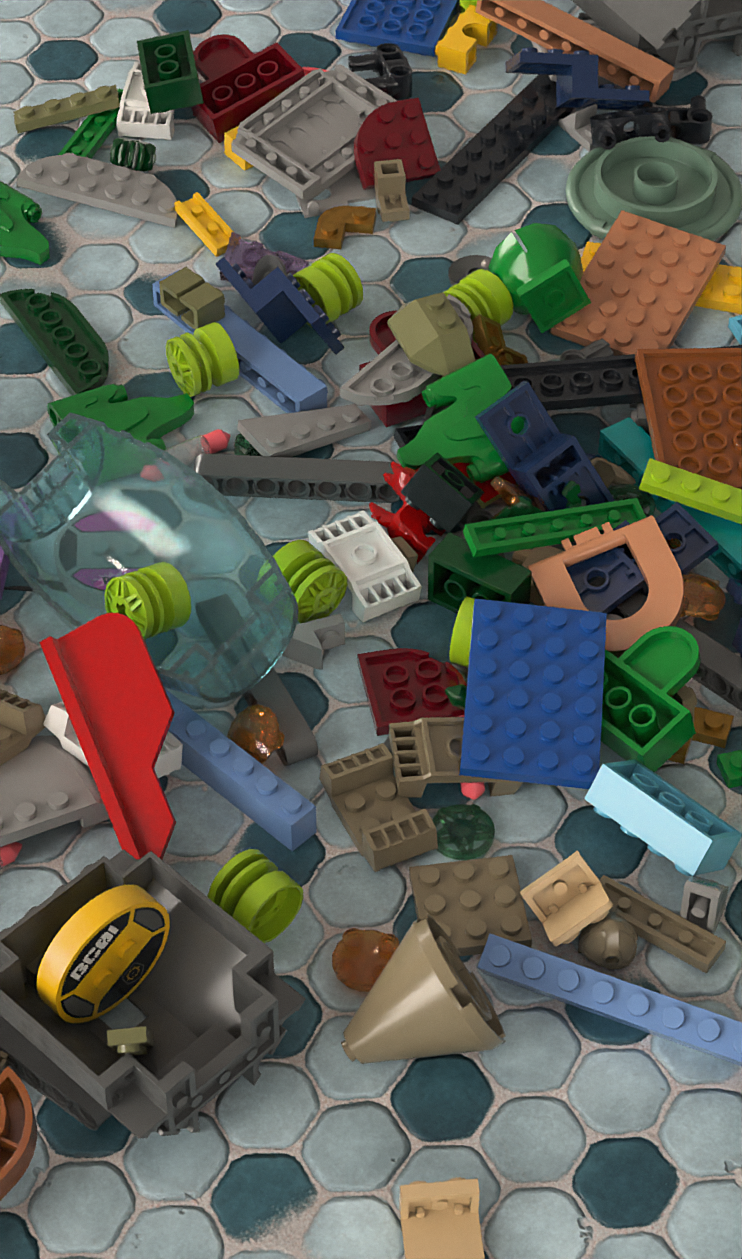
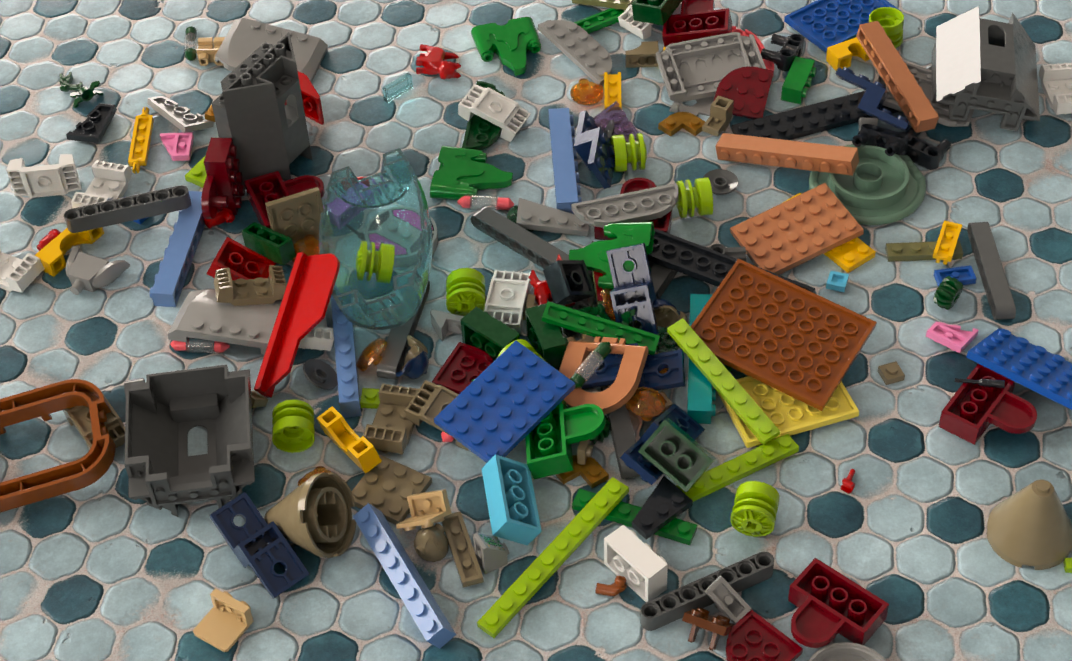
camera: 40 degrees right, 0 degrees up
(77, 316) = (495, 109): none -> white plate
(102, 953) = (191, 408): yellow piece -> none
(131, 1040) = (167, 454): olive plate -> none
(133, 154) = (609, 38): dark green gear -> none
(171, 241) = (587, 92): none -> clear orange dish
(189, 291) = (554, 125): olive piece -> none
(202, 359) = (532, 158): lime wheel -> none
(204, 157) = (642, 56): none -> dark tan arch
(207, 807) = (320, 374): none -> dark grey dish
(316, 795) = (370, 398): none -> lime plate
(323, 710) = (416, 360): none -> dark blue hair
(386, 1088) = (259, 545): none -> dark blue bracket
(396, 874) = (356, 448): none -> yellow arch
(405, 620) = (486, 332): none -> dark green brick
(432, 334) = (638, 198): olive wedge -> none
(439, 103) = (798, 80): none -> green brick
(463, 831) = (422, 453): clear green wheel -> none
(491, 340) = (679, 223): pearl gold plate -> none
(534, 197) = (787, 154): none -> nougat brick
(545, 277) = (739, 196): green plate -> none
(598, 576) = (591, 364): none -> piece

